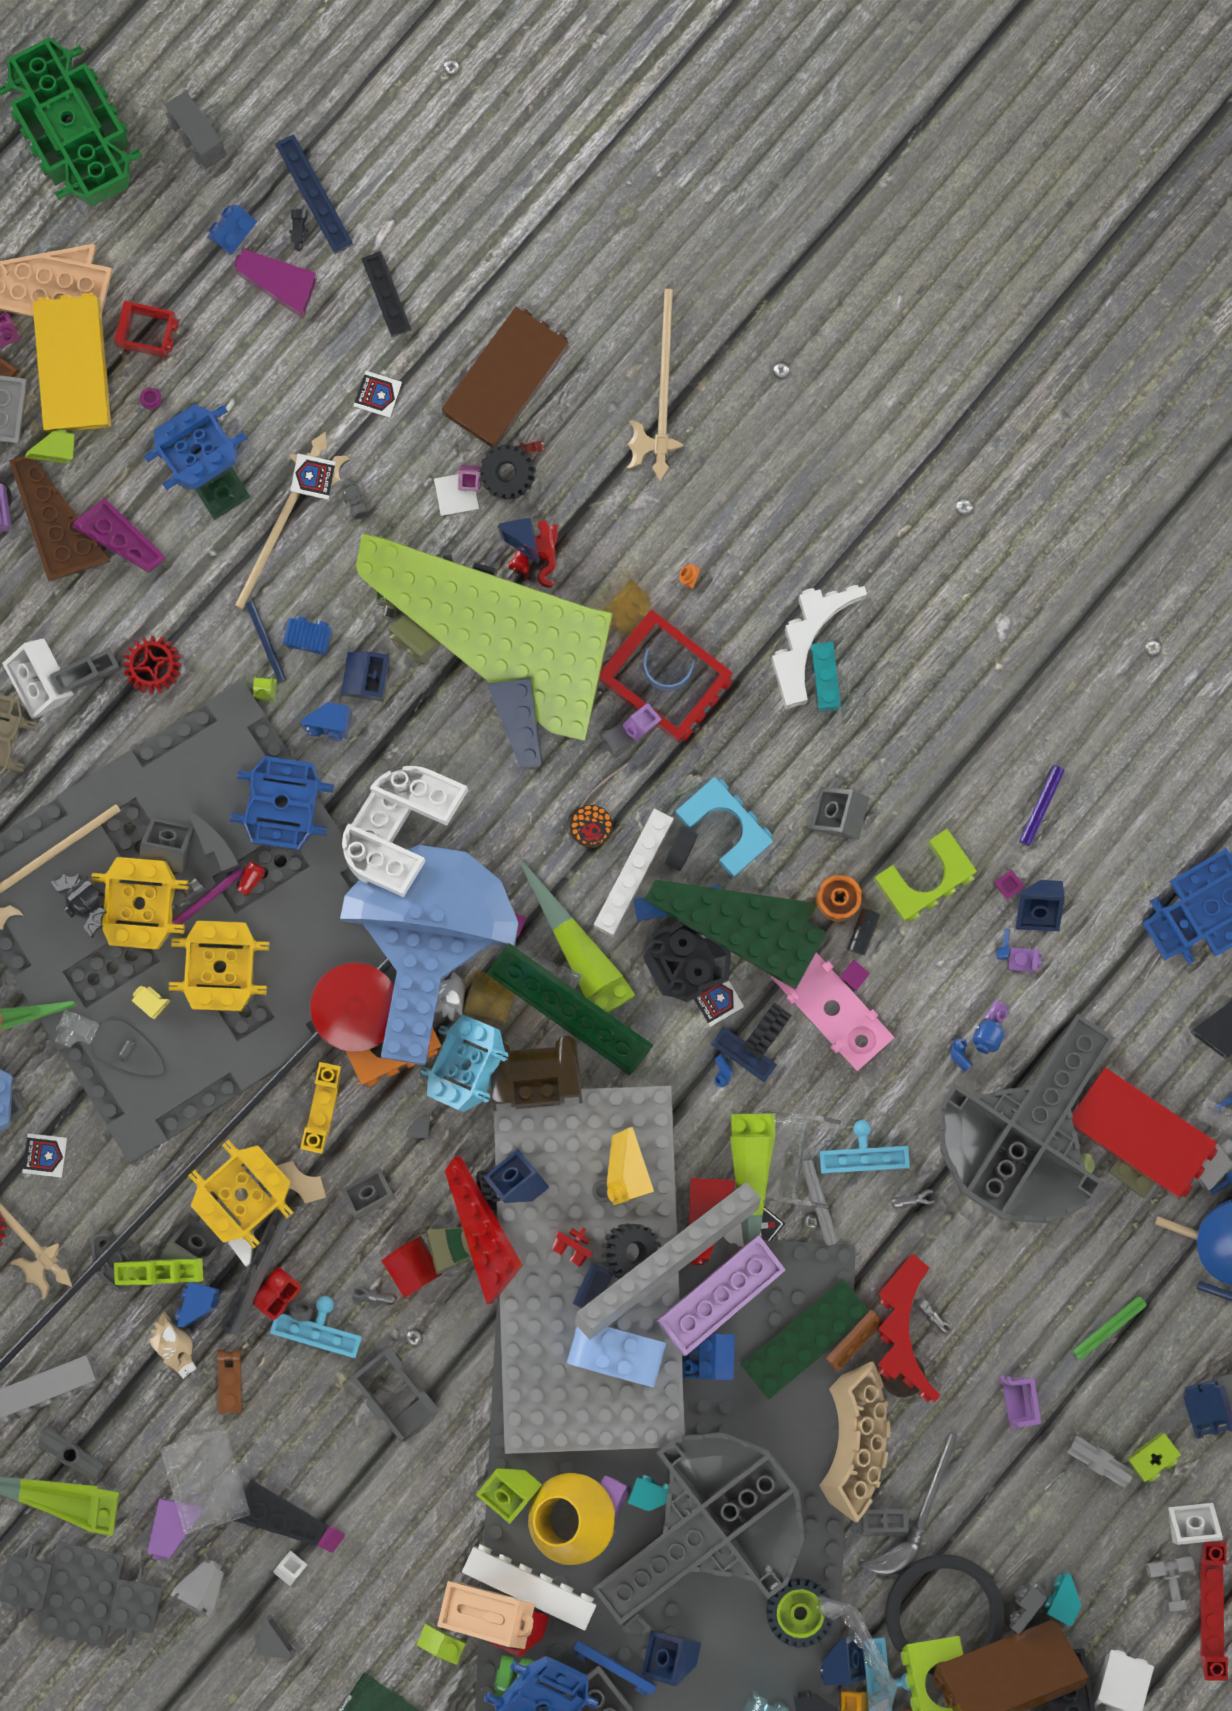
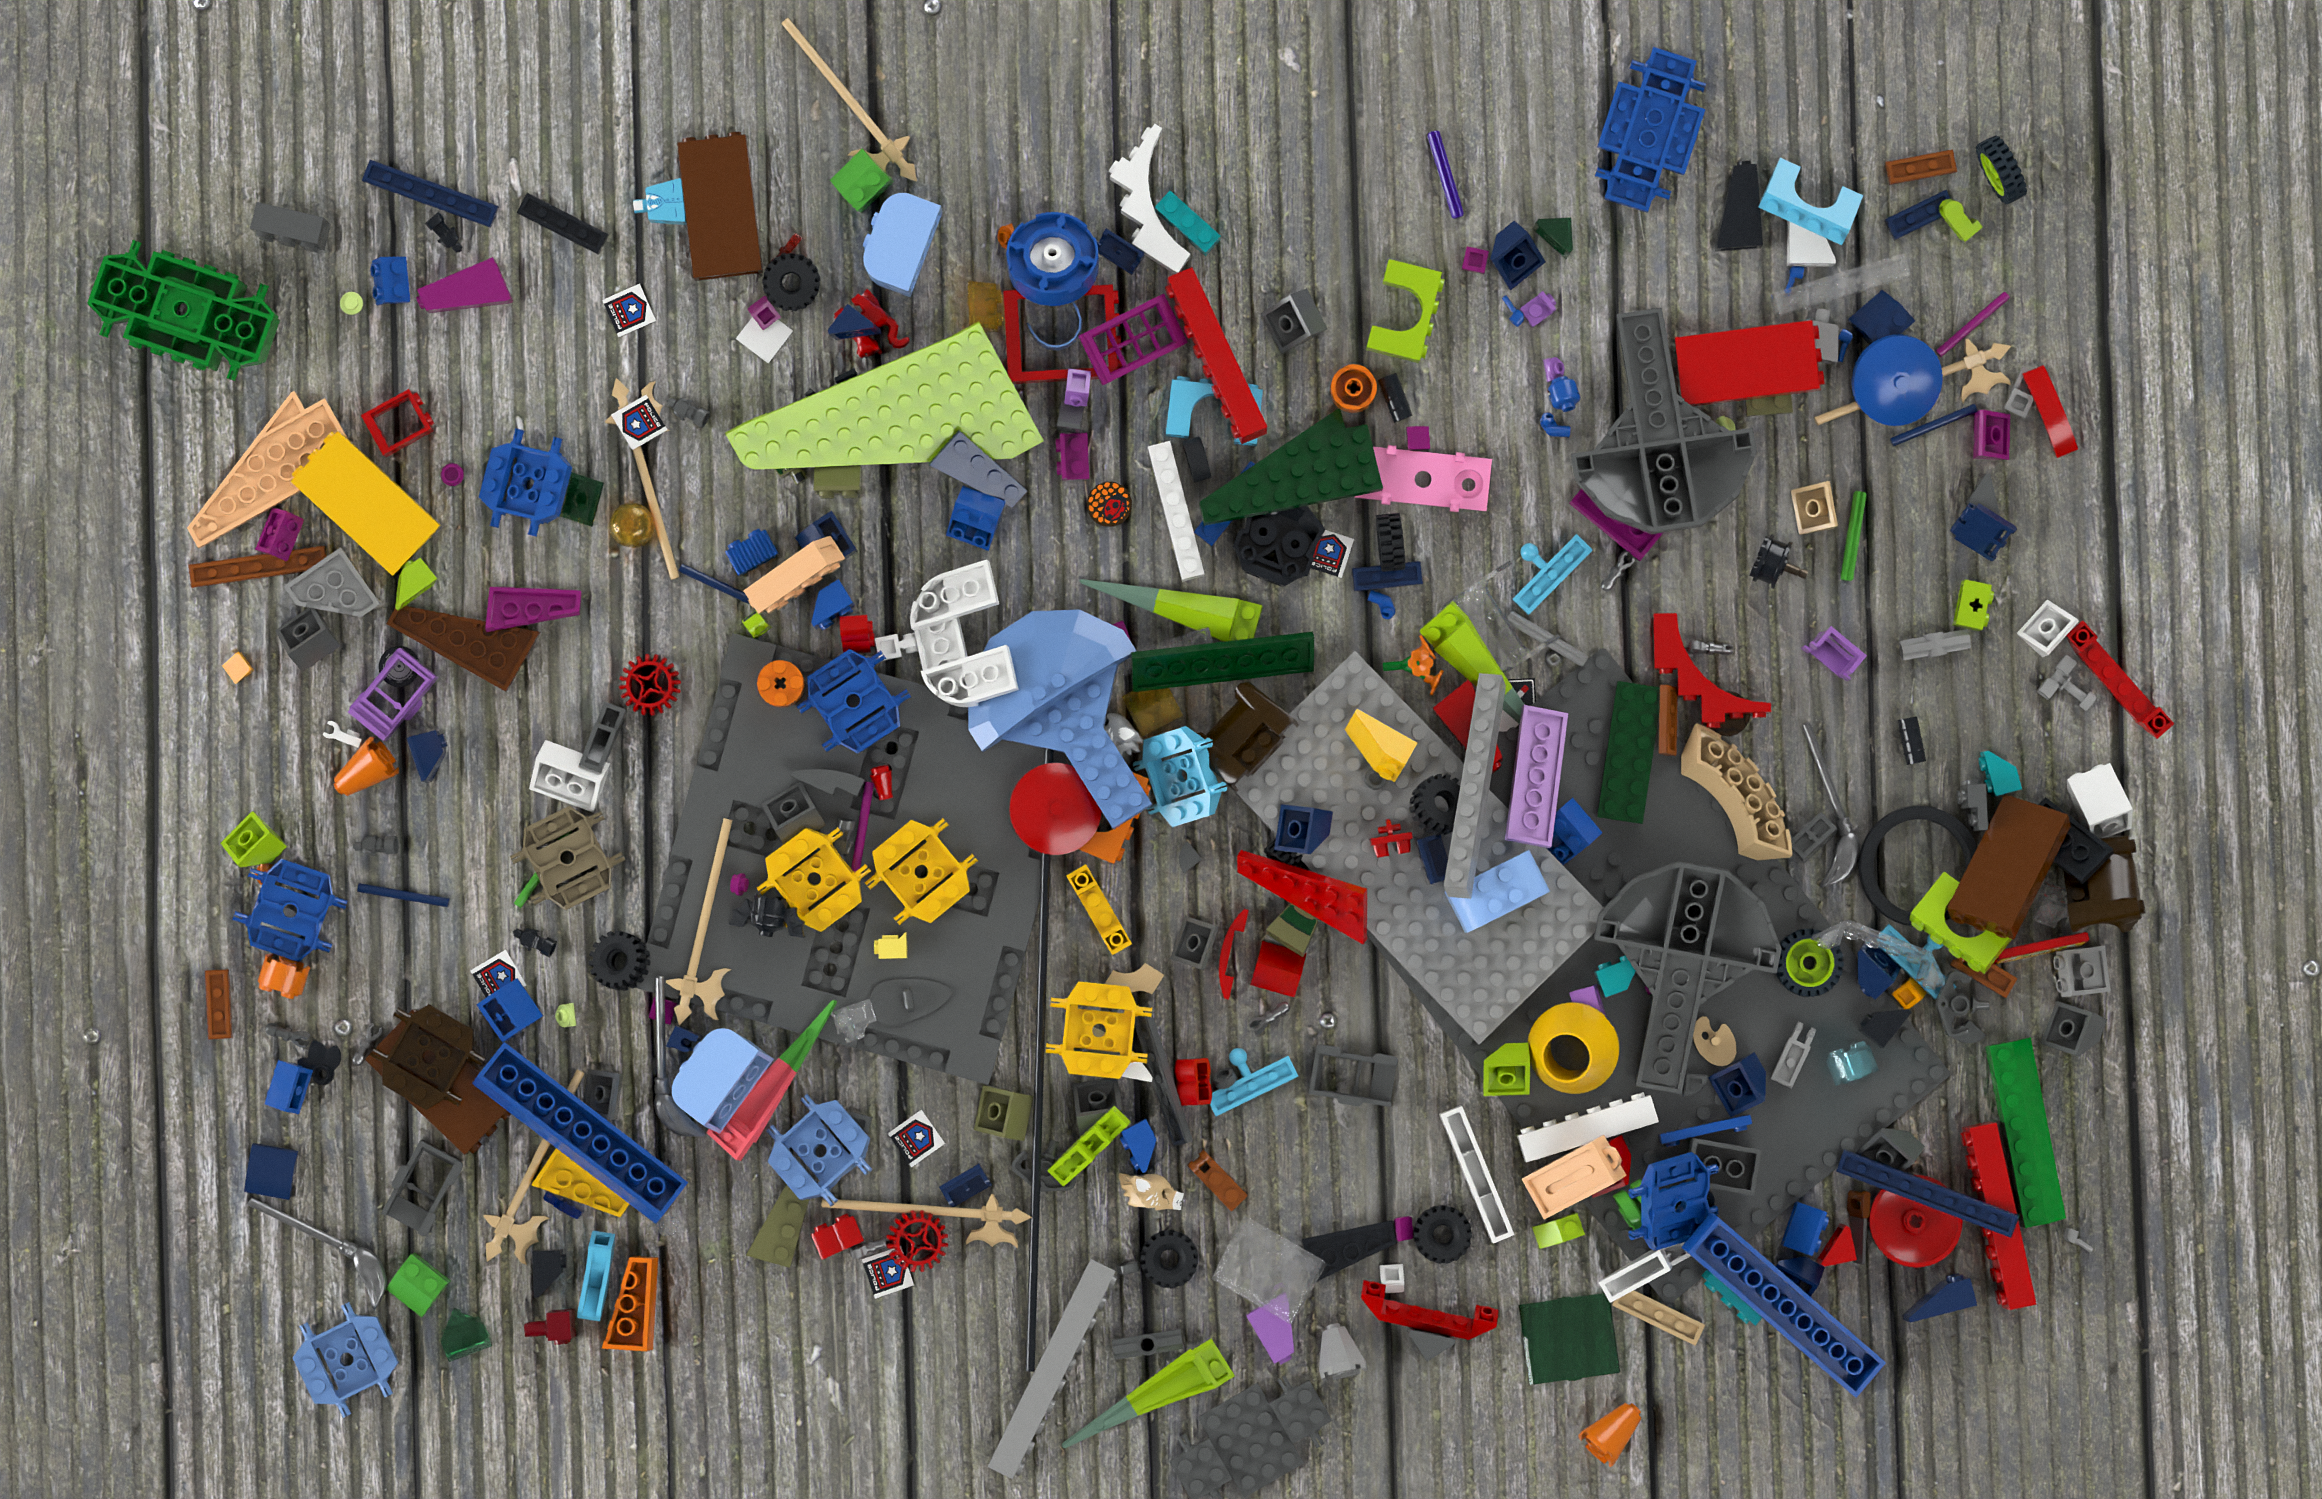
camera: 45 degrees left, 5 degrees up
(47, 1220) = (965, 1185): none -> dark blue hinge
(83, 860) = (739, 884): none -> magenta plate
(108, 1386) = (1128, 1267): none -> dark grey tile
(121, 1193) = (1003, 1113): none -> olive slope
(126, 1403) = (1162, 1275): none -> black tyre
(190, 220) = (351, 303): none -> yellowish green plate
(242, 543) = (631, 525): none -> clear yellow cylinder
(253, 749) = (794, 683): none -> orange brick
(287, 1621) = (1430, 1320): none -> red slope
(321, 676) = (794, 575): none -> light nougat piece
(328, 757) = (857, 634): none -> red brick
(345, 789) = (892, 647): none -> white plate
(350, 1586) = (1459, 1240): none -> black tyre
(365, 1241) = (1237, 925): none -> red slope
(418, 1548) = (1476, 1174): none -> white brick
(467, 340) = (663, 203): none -> medium azure torso
(487, 751) = (975, 518): none -> blue slope
(595, 770) = (1074, 456): none -> magenta bracket
(609, 511) = (900, 241): none -> light blue brick
(621, 446) = (861, 181): none -> bright green slope
(674, 713) = (1096, 356): none -> magenta piece
(680, 1614) = (1720, 1045): none -> tan piece
(705, 616) = (1052, 259): none -> blue piece
(708, 1138) = (1418, 664): none -> orange plant
(726, 1672) = (1792, 1057): none -> light grey hinge
(758, 654) = (1119, 251): none -> dark blue hinge
(761, 787) = (1216, 355): none -> red brick
(944, 1185) = (1630, 538): none -> magenta wing
(1021, 1516) = (1911, 740): none -> black axle
(1034, 1295) = (1774, 562): none -> black wheel
(1085, 916) = (1556, 233): none -> clear green slope
(1098, 1282) = (1814, 508): none -> tan slope

